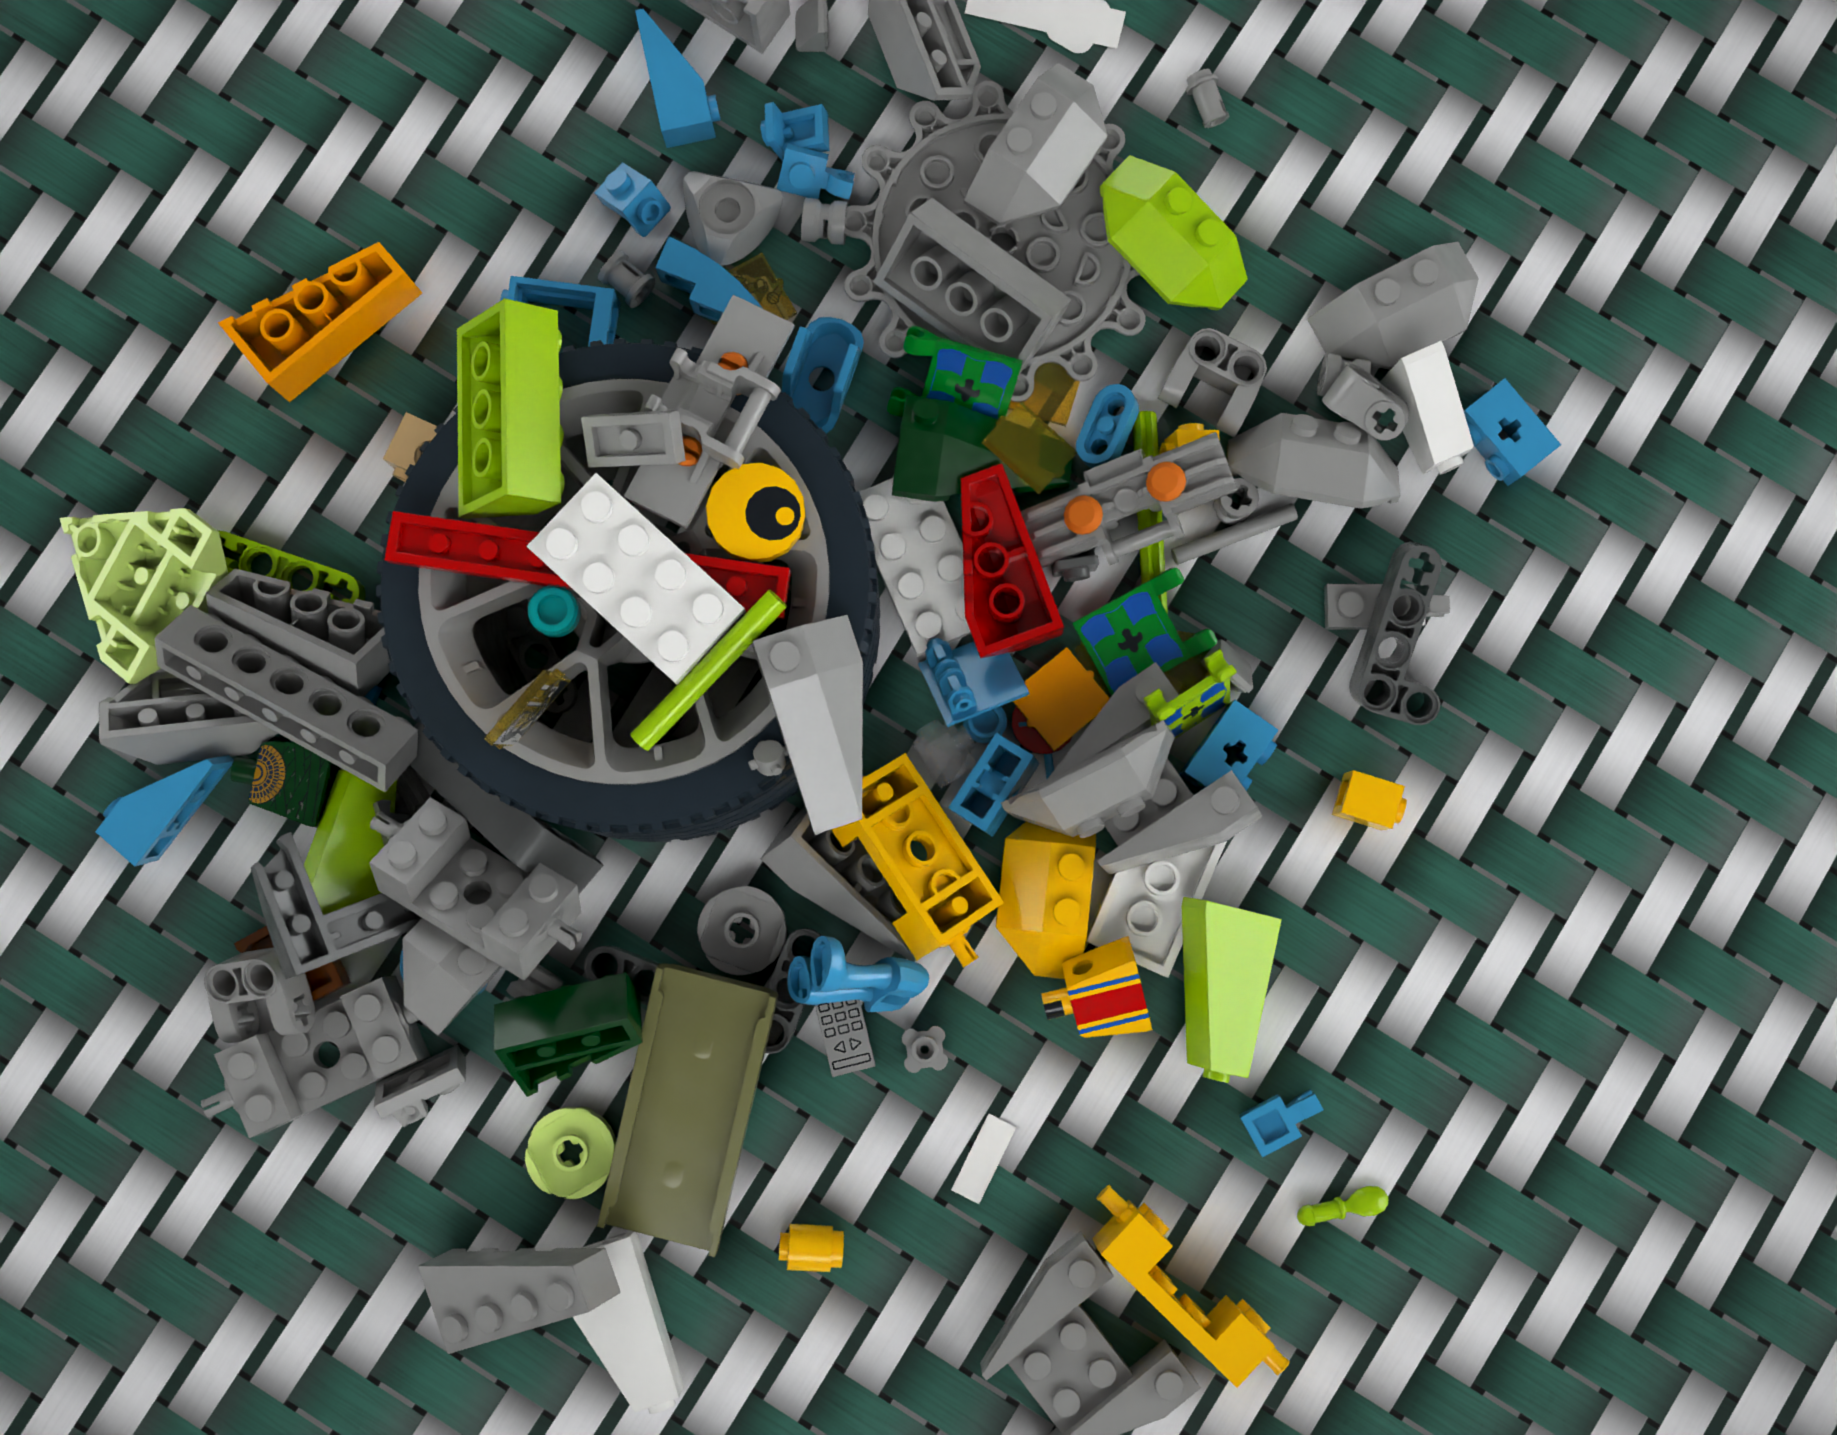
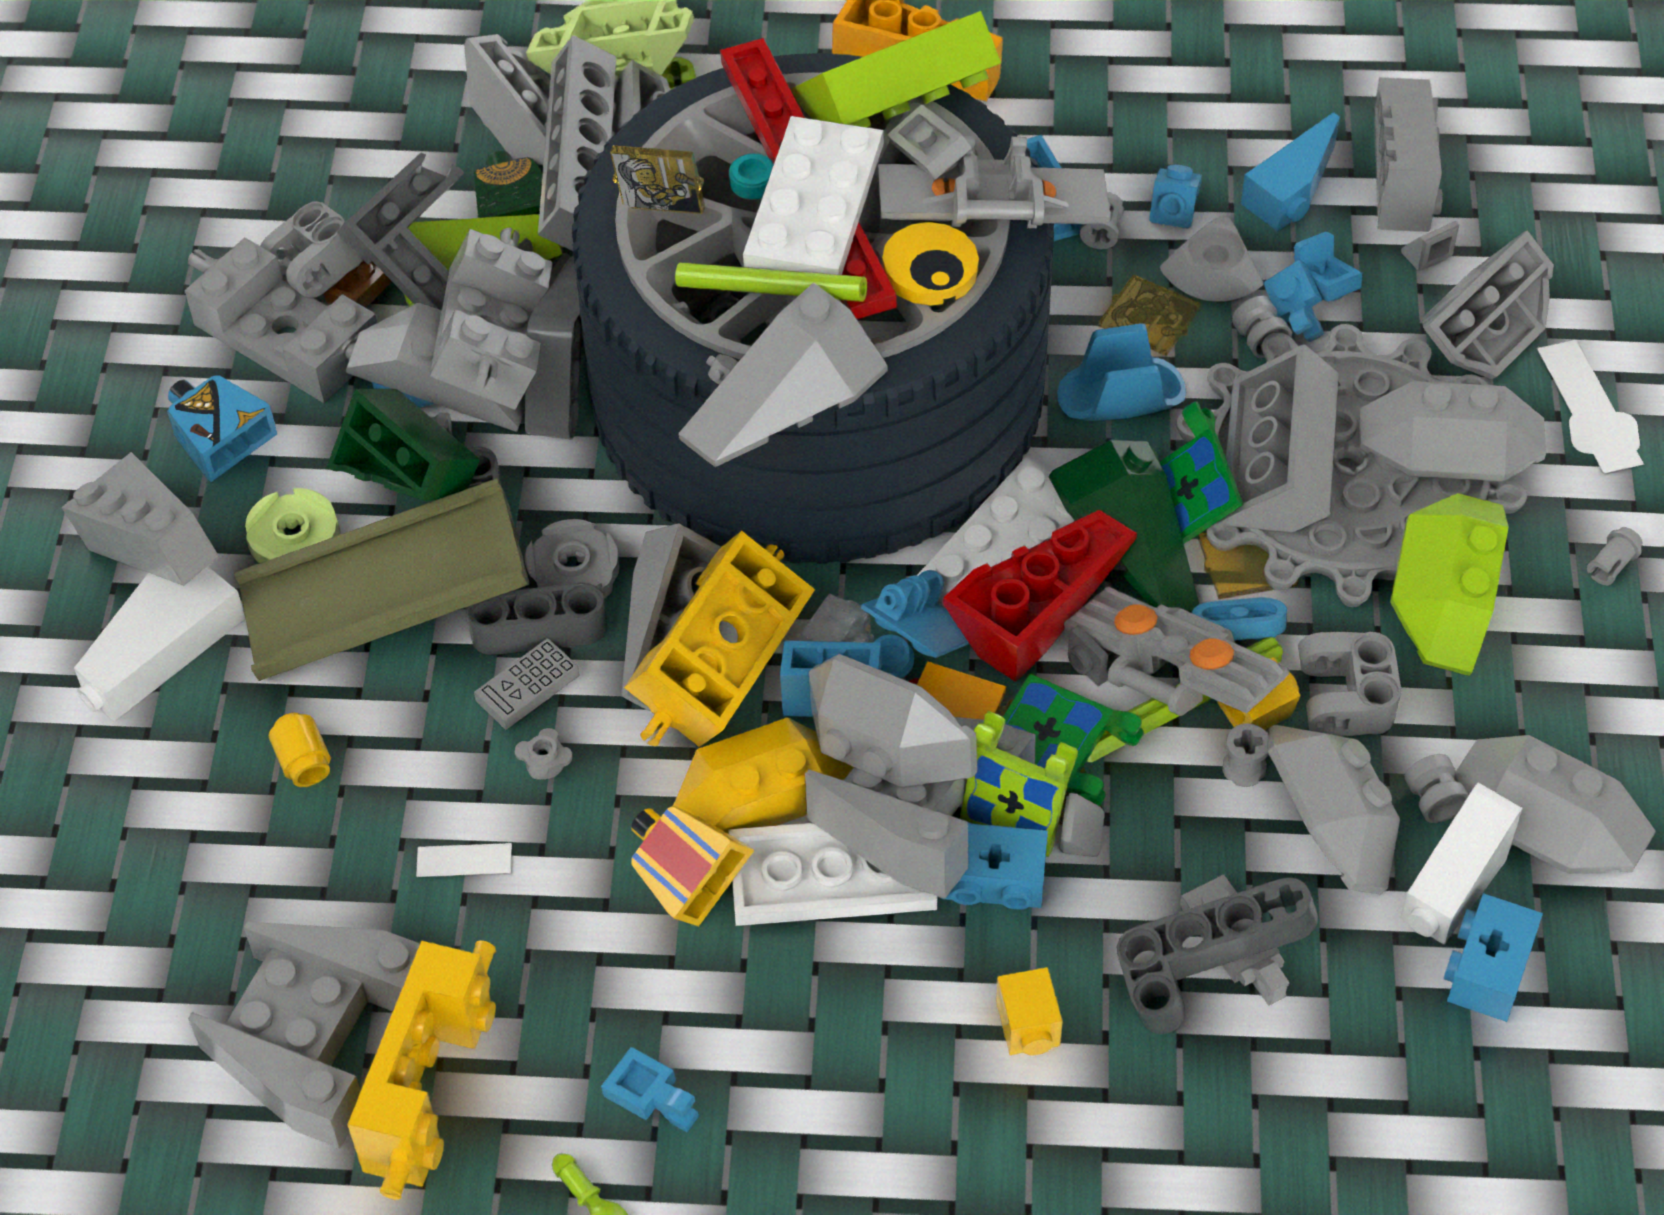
camera: 65 degrees right, 30 degrees down
(152, 817) = (435, 125): dark azure slope -> none
(407, 1090) = (281, 392): light grey hinge -> none
(411, 1169) = (218, 423): none -> dark azure torso
(702, 277) = (1136, 269): dark azure slope -> none
(830, 979) = (587, 681): dark azure piece -> none
(1029, 447) = (1171, 560): clear yellow piece -> none
(1225, 984) = (769, 959): lime slope -> none
(1234, 534) = (1217, 778): light grey bar -> none
(1358, 397) = (1420, 798): light grey piece -> none

